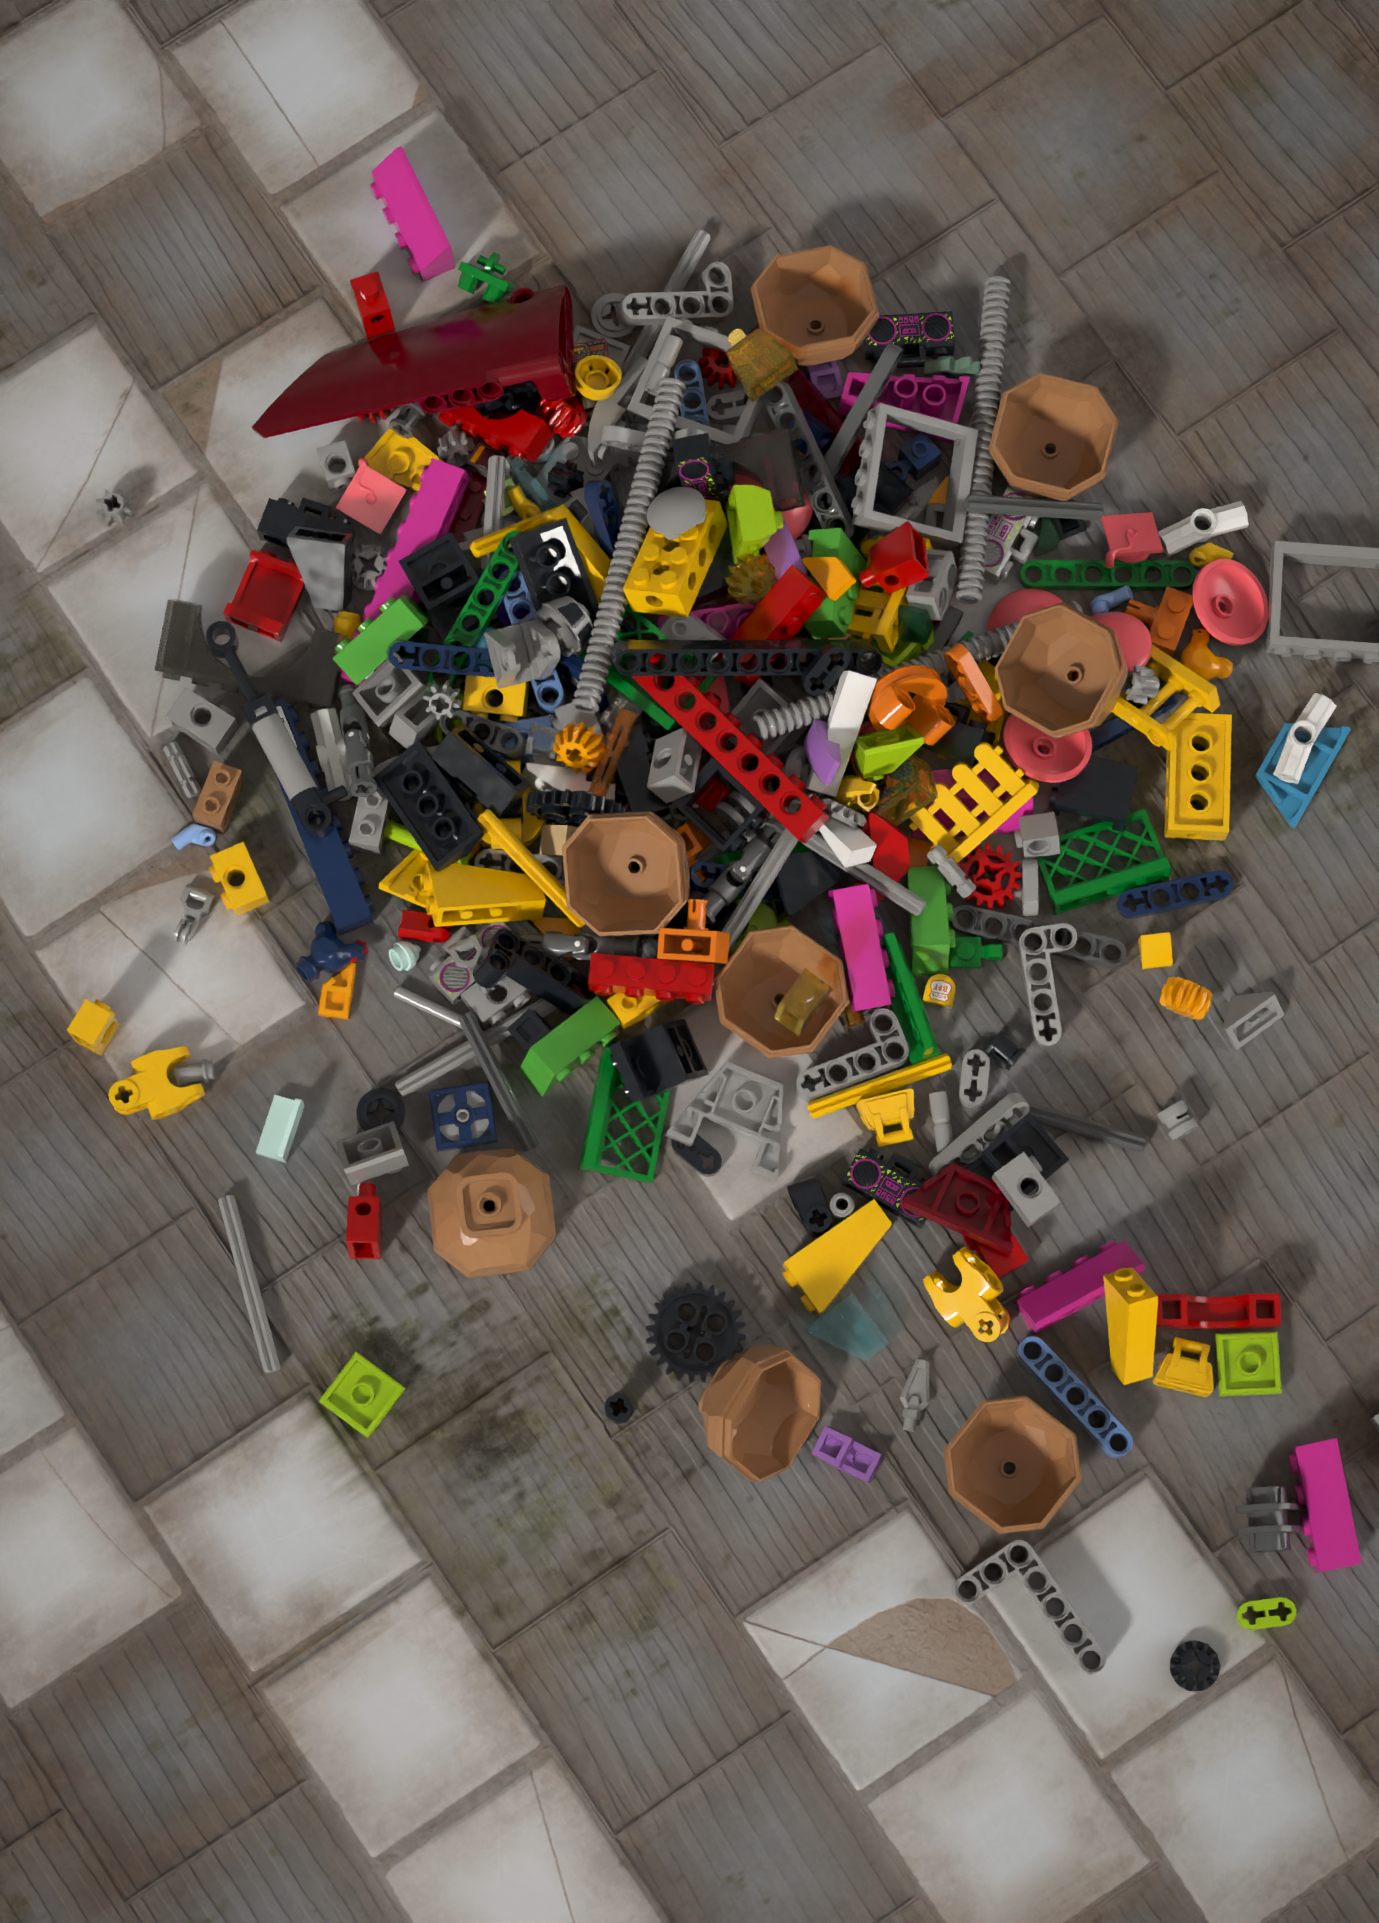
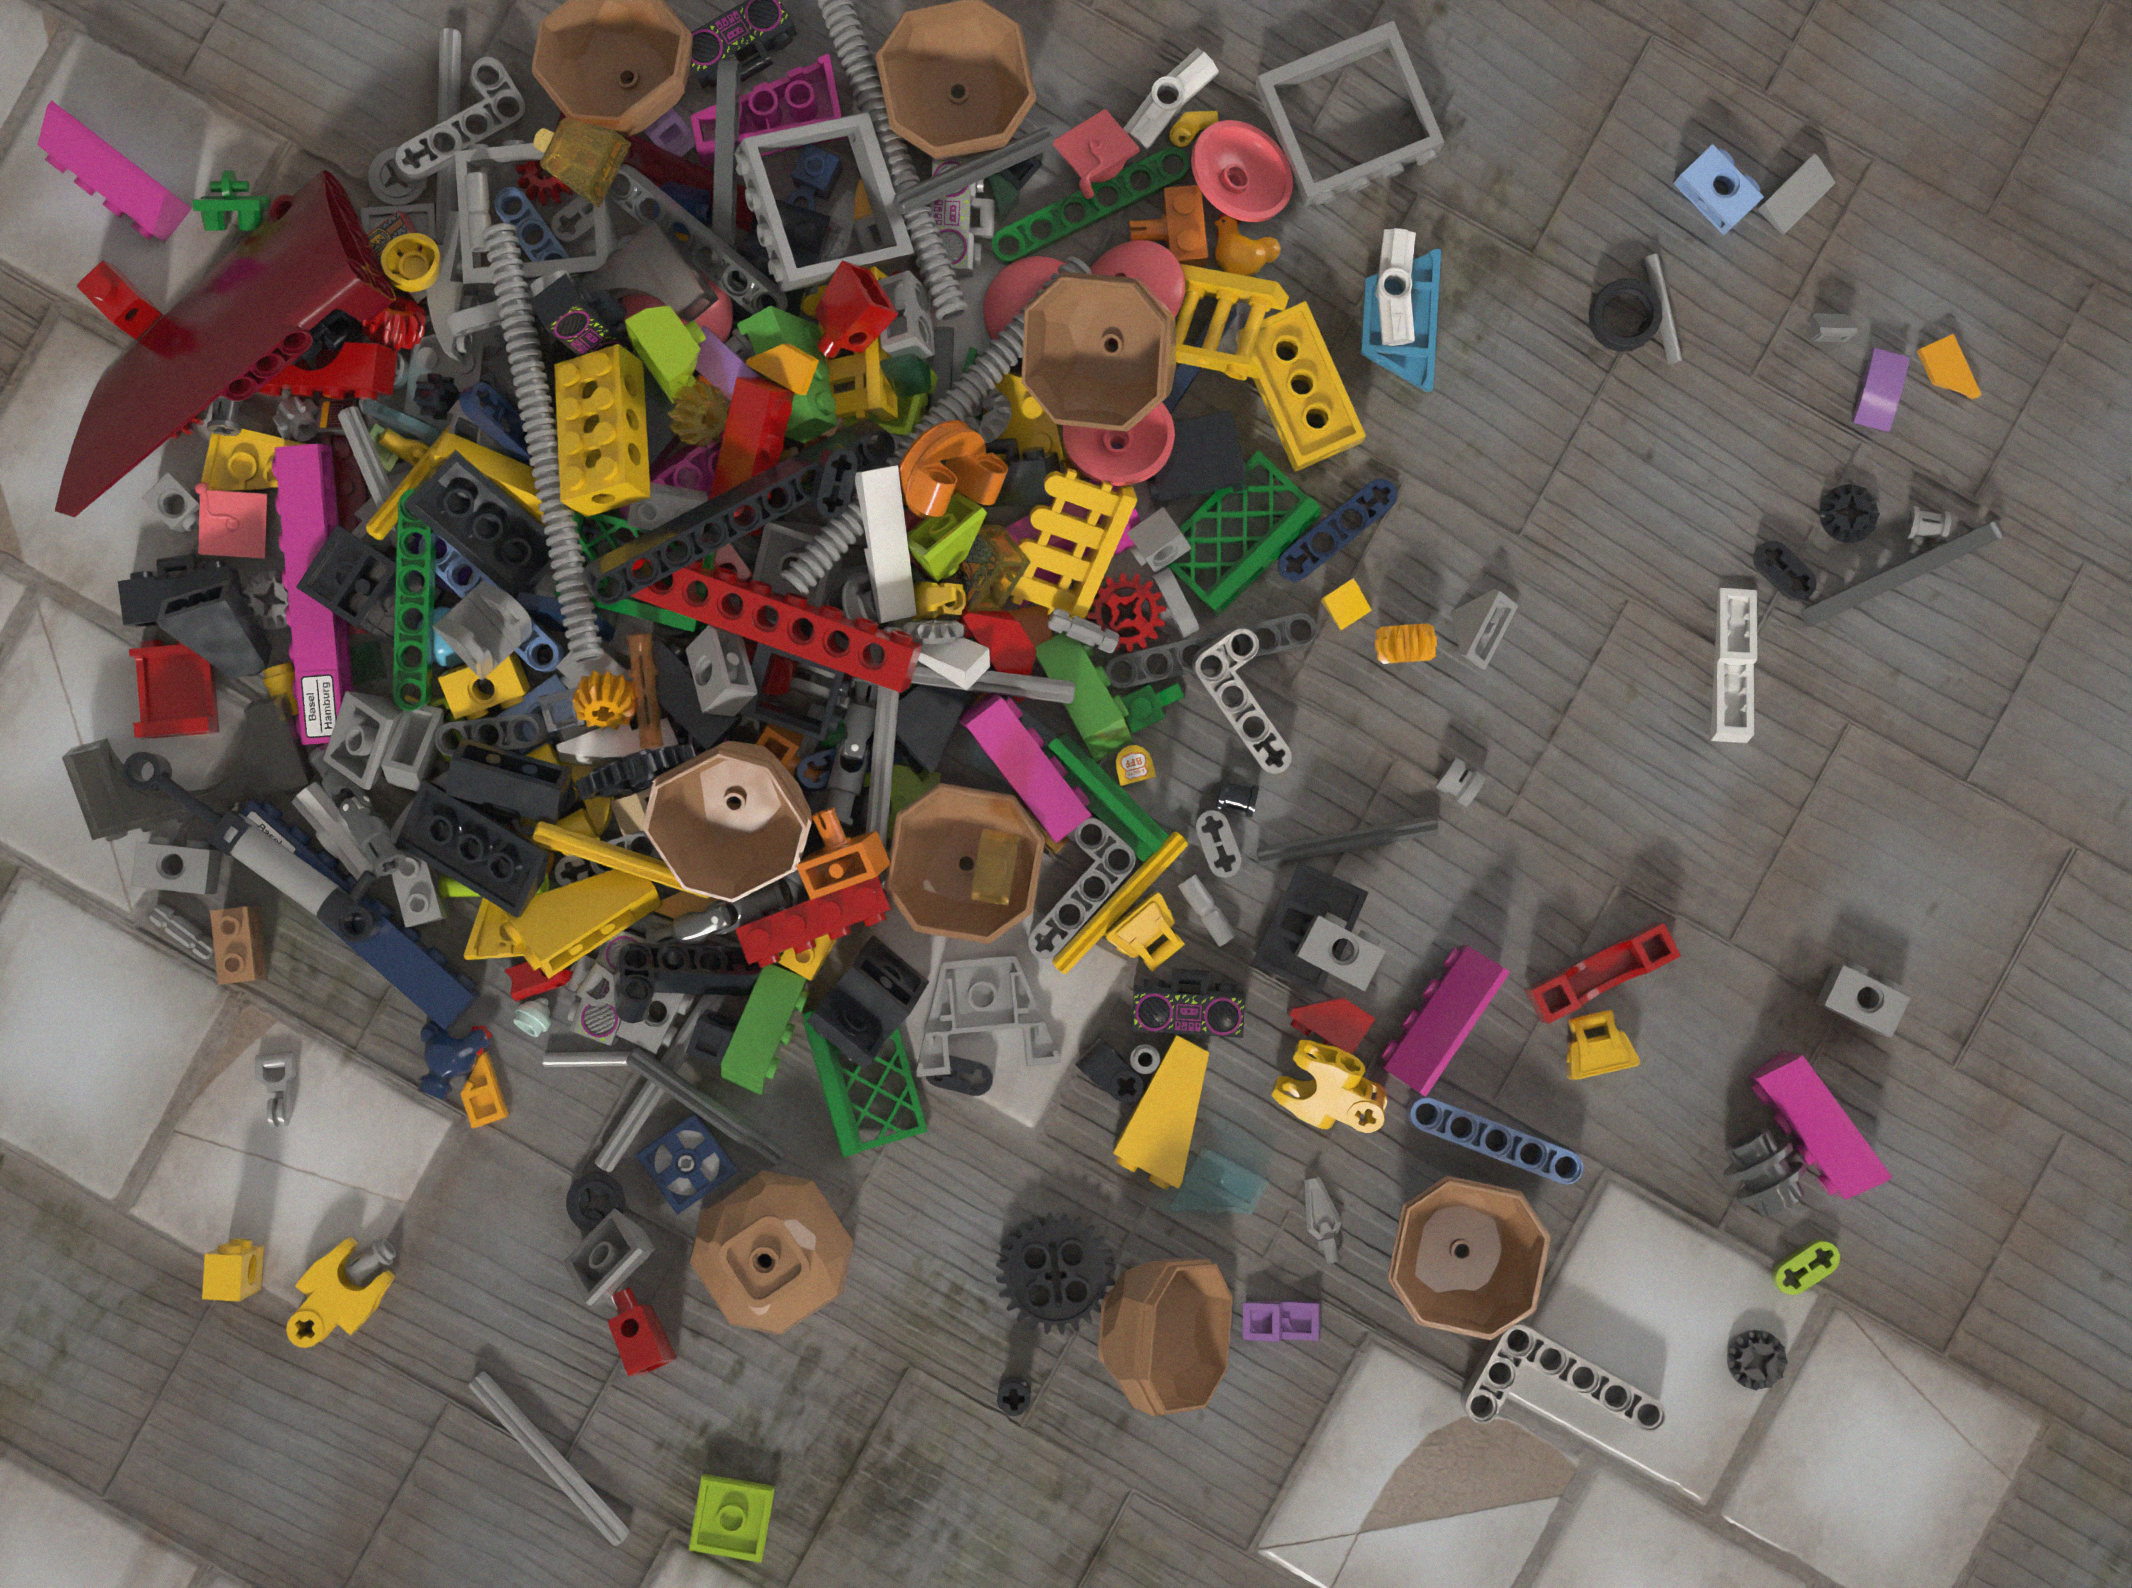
camera: 25 degrees left, 10 degrees up
(195, 834) = (235, 996): light blue arm -> none
(232, 862) = (329, 1031): yellow brick -> none
(280, 1128) = (496, 1274): light aqua panel -> none
(369, 649) = (321, 684): bright green wedge -> none
(434, 700) = (416, 724): light grey gear -> none
(445, 662) = (407, 680): dark blue beam -> none
(568, 622) = (518, 569): light grey cone -> none
(676, 511) = (576, 381): light grey dish -> none
(822, 754) = (878, 579): medium lavender slope -> none
(952, 369) = (803, 54): sand green plate -> none
(965, 1205) = (1280, 995): dark red wing -> none
(973, 683) = (1006, 411): orange beam -> none
(1011, 1107) = (1256, 910): light grey beam -> none
(1110, 600) = (1101, 240): light blue arm -> none
(1131, 1324) = (1522, 1039): yellow slope -> none
(1141, 684) = (1192, 319): light grey gear -> none
(1248, 1364) = (1661, 1009): lime plate -> none

